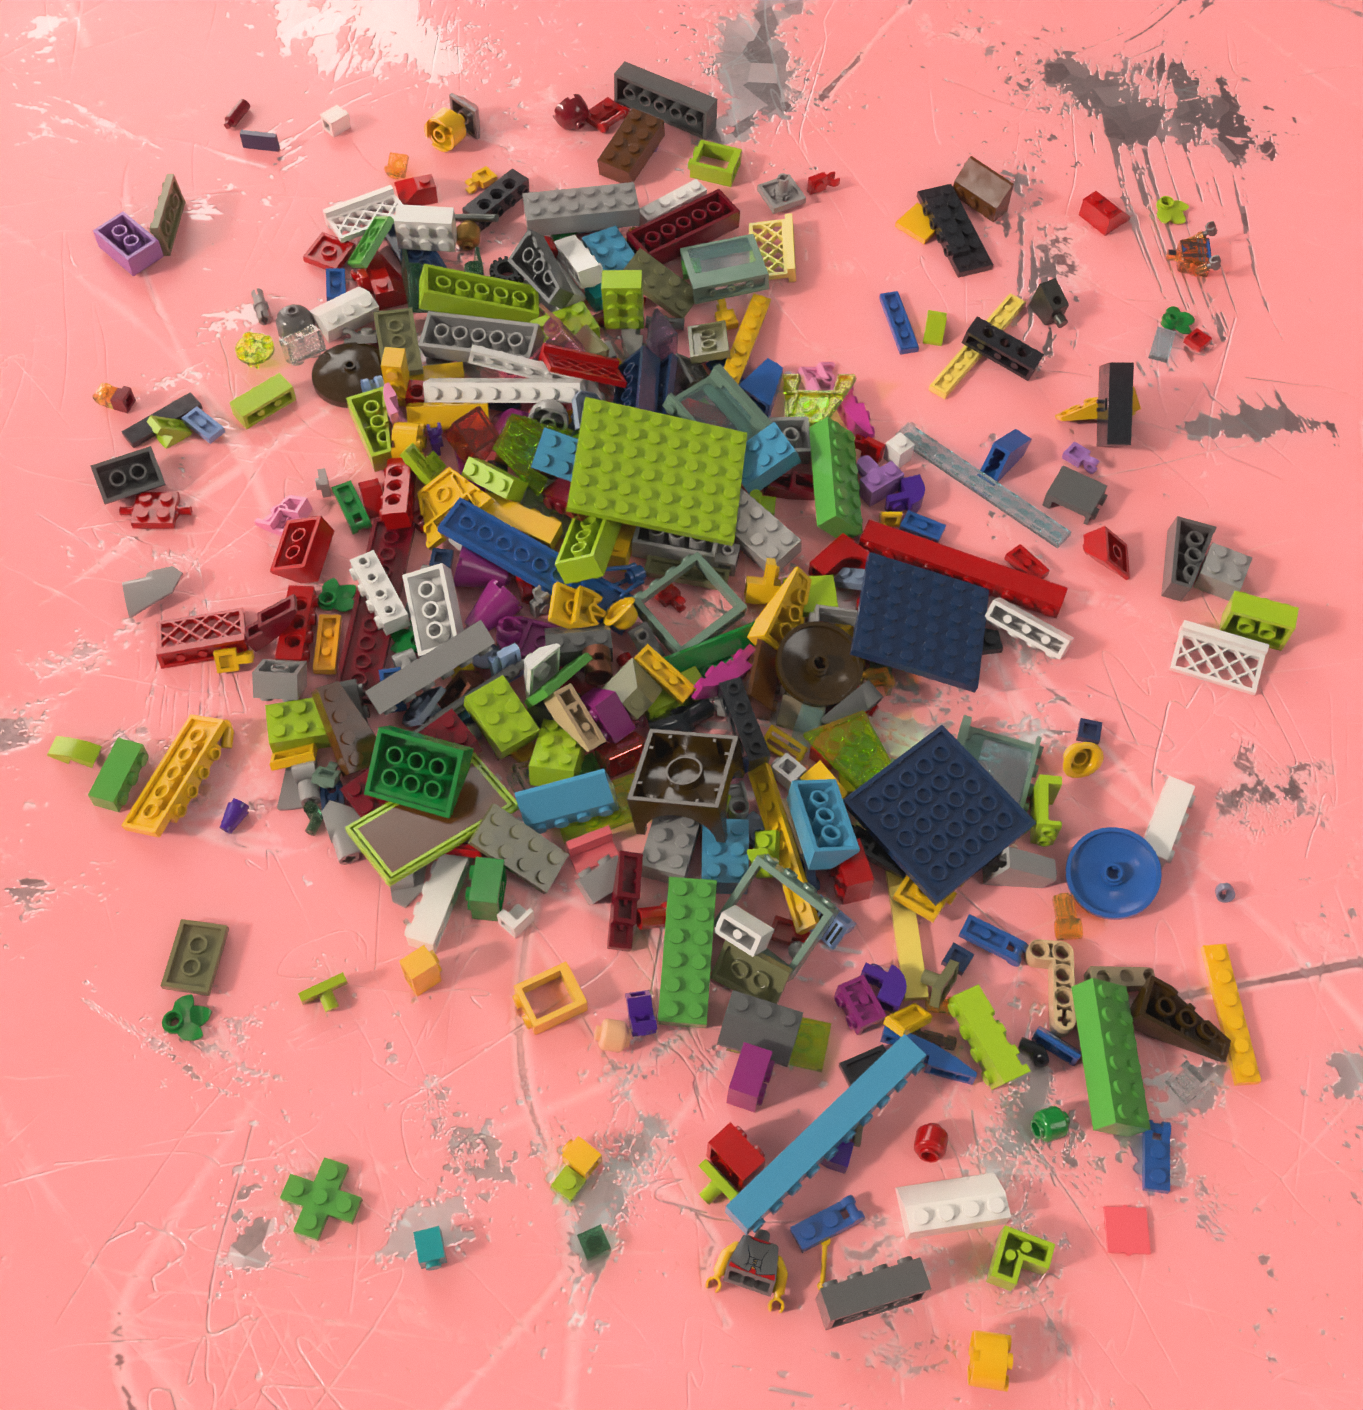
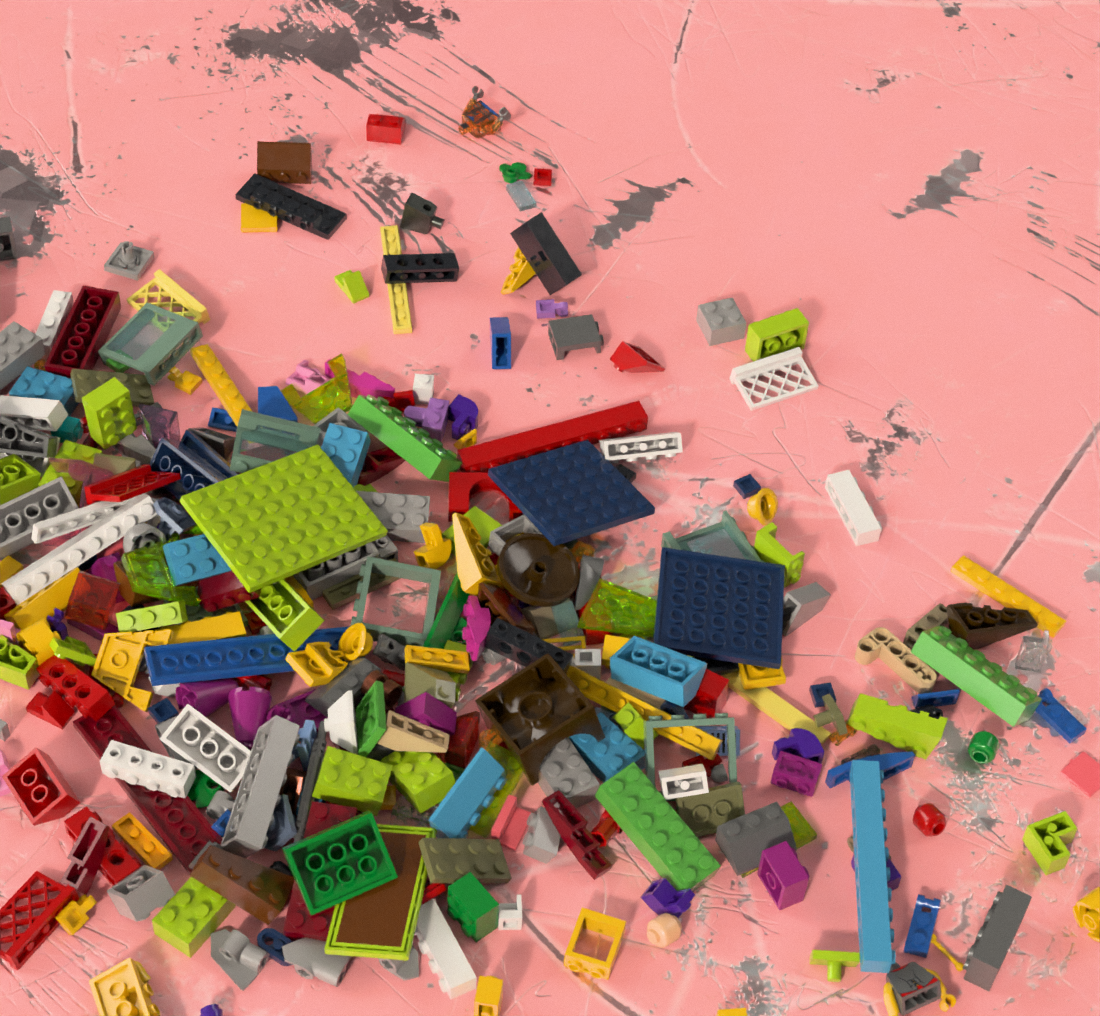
camera: 45 degrees left, 10 degrees down
(293, 756) = (212, 942): yellow tile -> none
(315, 816) = (278, 971): clear green arm -> none
(327, 776) = (260, 931): sand green plate -> none
(340, 596) = (108, 801): green plate -> none
(351, 506) = (41, 728): green plate -> none
(540, 603) = (281, 683): light grey plate -> none
(635, 575) = (329, 612): blue plant -> none
(671, 596) = (372, 609): red plate -> none
(684, 717) = (475, 685): black piece -> none
(708, 342) = (198, 405): olive plate -> none
(713, 173) = (53, 280): lime window -> none
(735, 1156) = (830, 929): red brick -> none
(819, 182) = (151, 233): red plate -> none
(849, 578) = (489, 499): sand blue plate -> none
(857, 1065) = (838, 810): black tile -> none
(898, 322) = (321, 299): blue tile -> none
(908, 1019) = (837, 755): yellow tile -> none
(922, 526) = (495, 430): blue plate -> none
(952, 1205) = (981, 846): white slope -> none
(986, 487) = (507, 372): clear light blue plate -> none
(993, 940) = (830, 665): blue plate -> none
(1026, 562) = (587, 404): red plate -> none
(1067, 924) = (862, 618): clear yellow piece -> none
(1113, 873) = (858, 563): blue dish -> none
(1171, 210) = (429, 97): lime plate -> none
(1184, 553) = (687, 327): dark grey wedge -> none
(1229, 890) = (930, 521): hinge -> none

